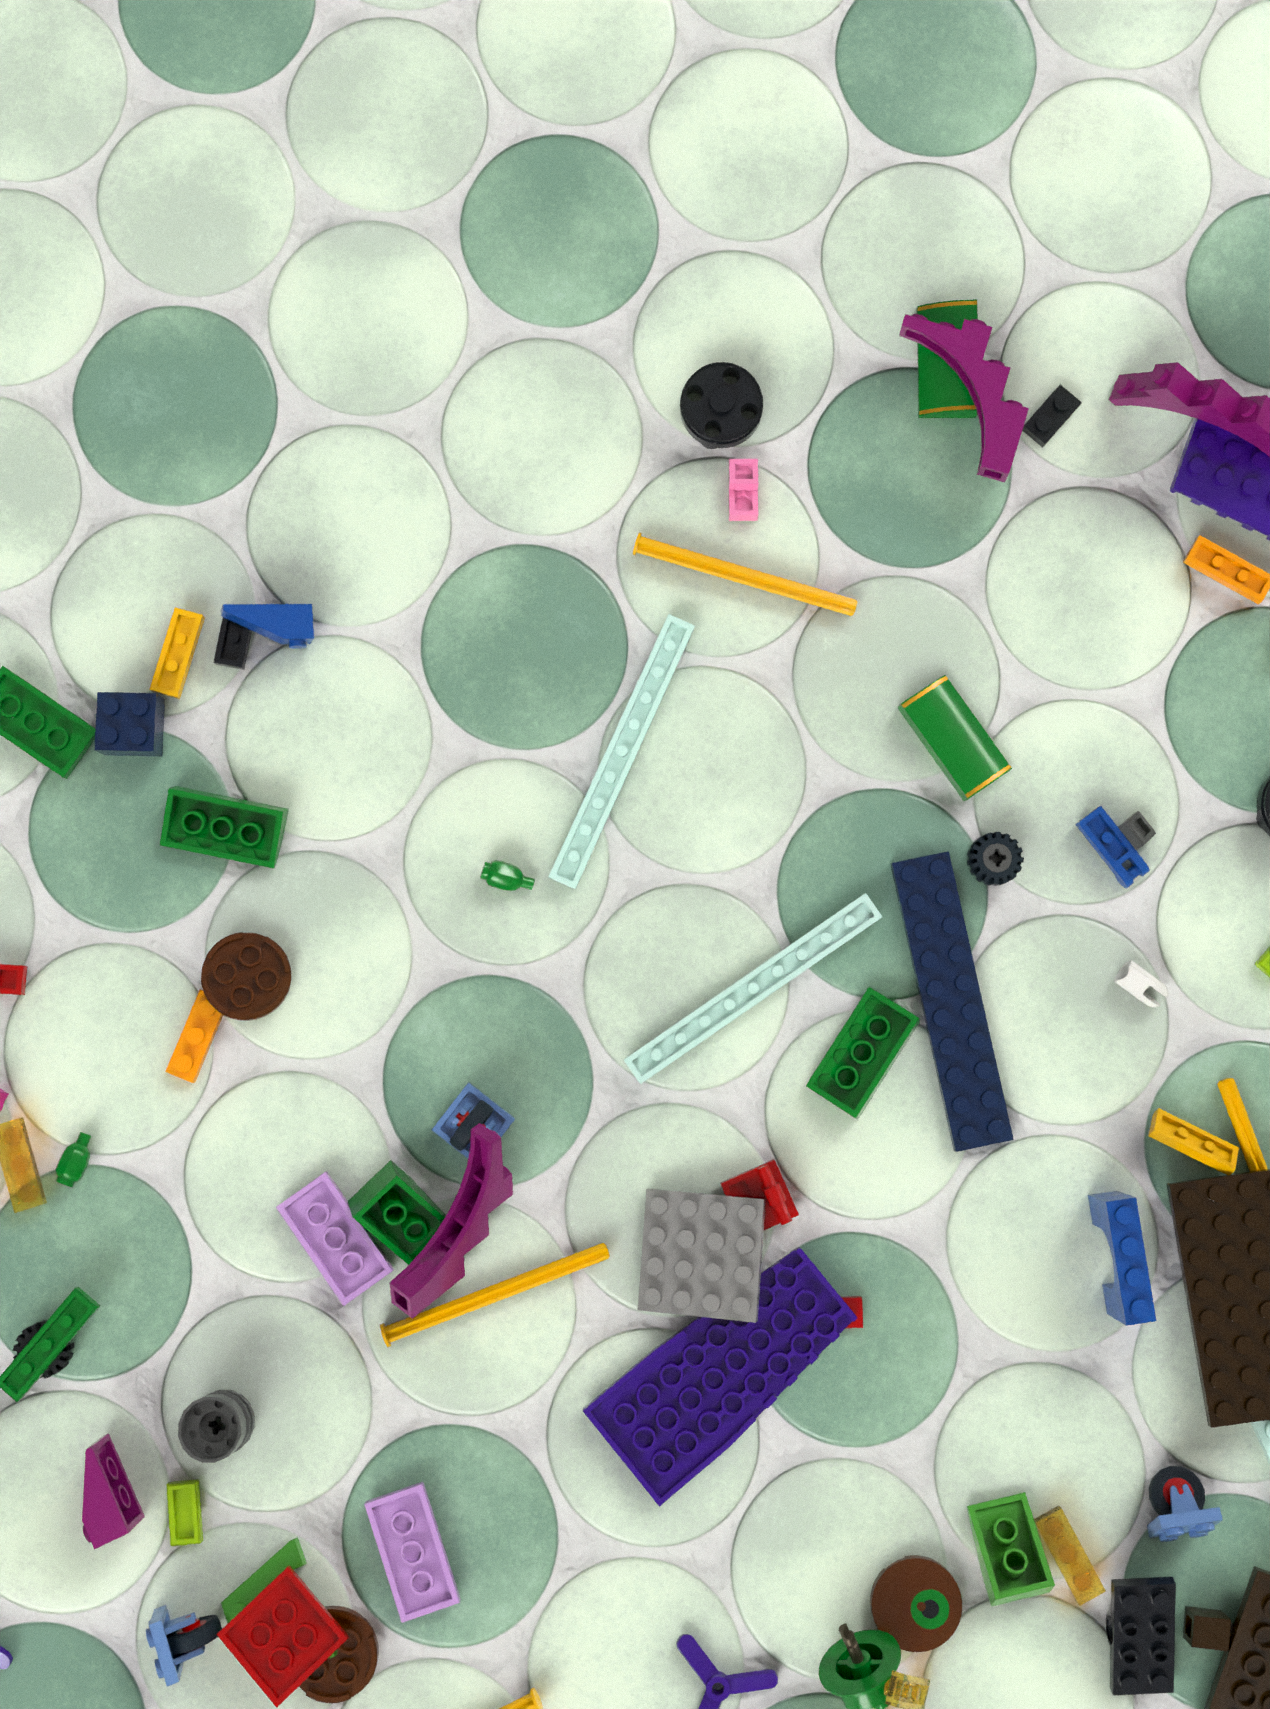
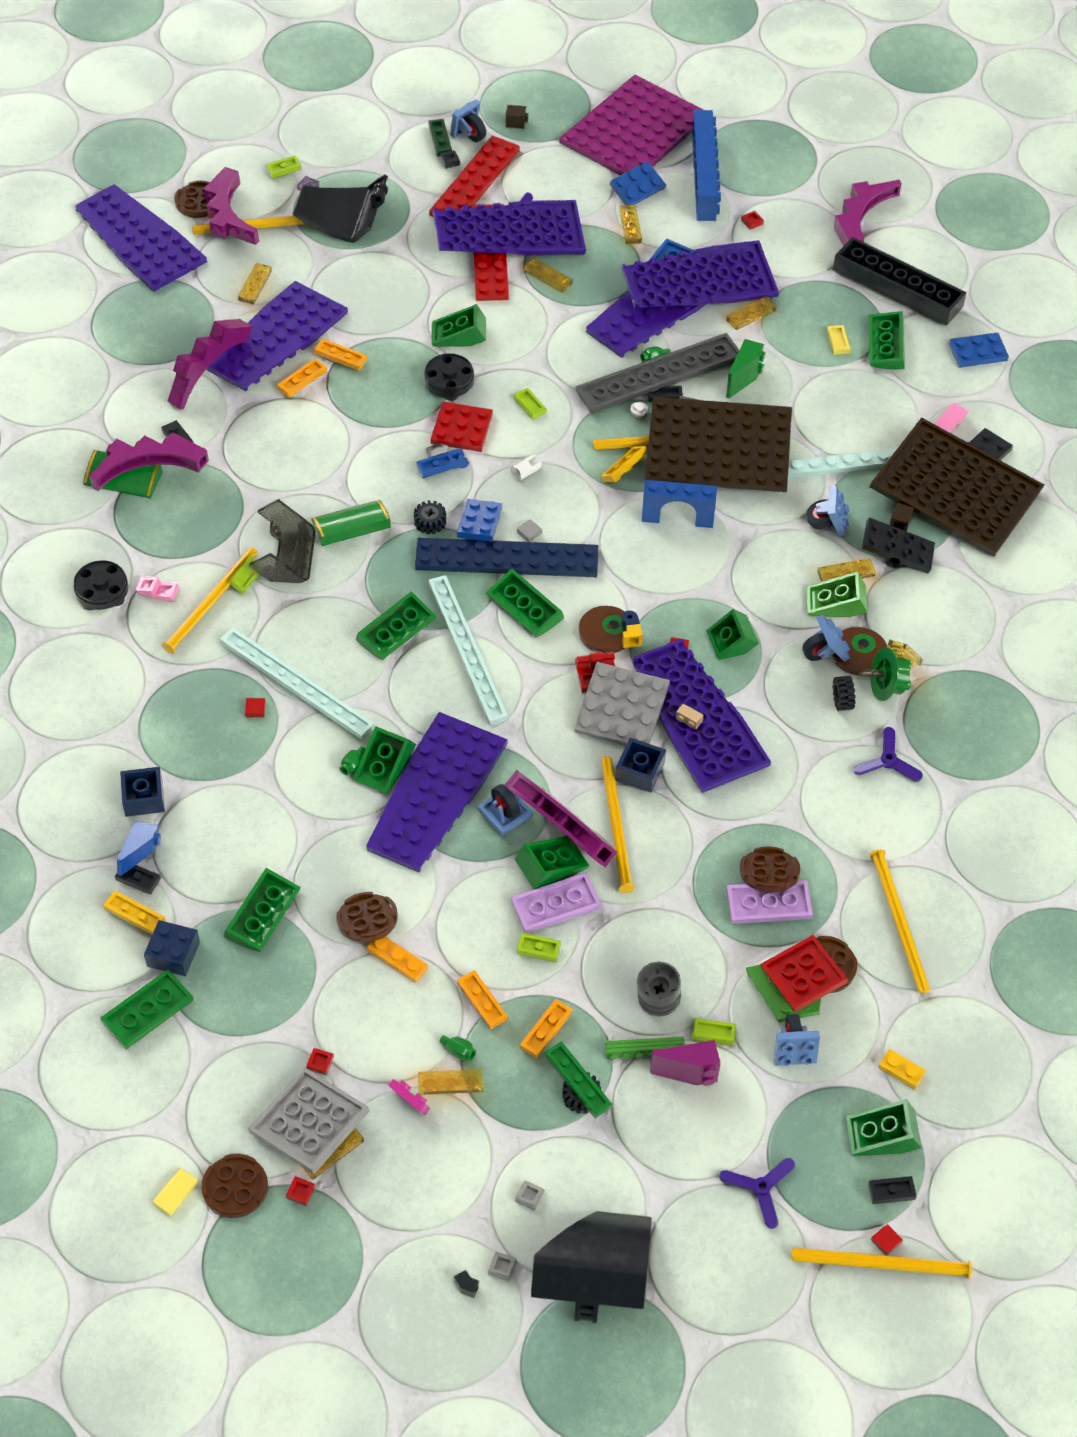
camera: 75 degrees left, 30 degrees down
(130, 1275) = (546, 1028): none -> light orange plate
(134, 1421) = (639, 1047): none -> bright green piece
(154, 1174) = (482, 1000): none -> light orange plate
(256, 1232) = (538, 947): none -> lime plate
(367, 596) = (142, 791): none -> dark blue brick
(465, 1543) = (769, 869): none -> reddish brown tile
(490, 1010) = (434, 790): none -> dark purple wing
(515, 922) = (383, 760): none -> green slope
(565, 705) = (255, 707): none -> red tile
(597, 1309) = (640, 765): none -> dark blue brick
(704, 1364) = (689, 716): none -> tan piece
(766, 869) = (395, 626): none -> green slope
(802, 612) = (243, 577): none -> lime tile
(813, 1600) = (844, 693): none -> black tyre
(850, 1192) = (602, 629): none -> reddish brown tile
(850, 1237) = (632, 630): none -> yellow leg
(867, 669) = (295, 545): none -> clear smoke windscreen
(886, 1395) = (732, 635): none -> green slope
(907, 1564) = (826, 642): none -> medium blue plate
(1009, 939) = (479, 520): none -> plate
(1014, 1021) = (529, 530): none -> light grey tile
(1203, 855) = (462, 426): none -> red plate

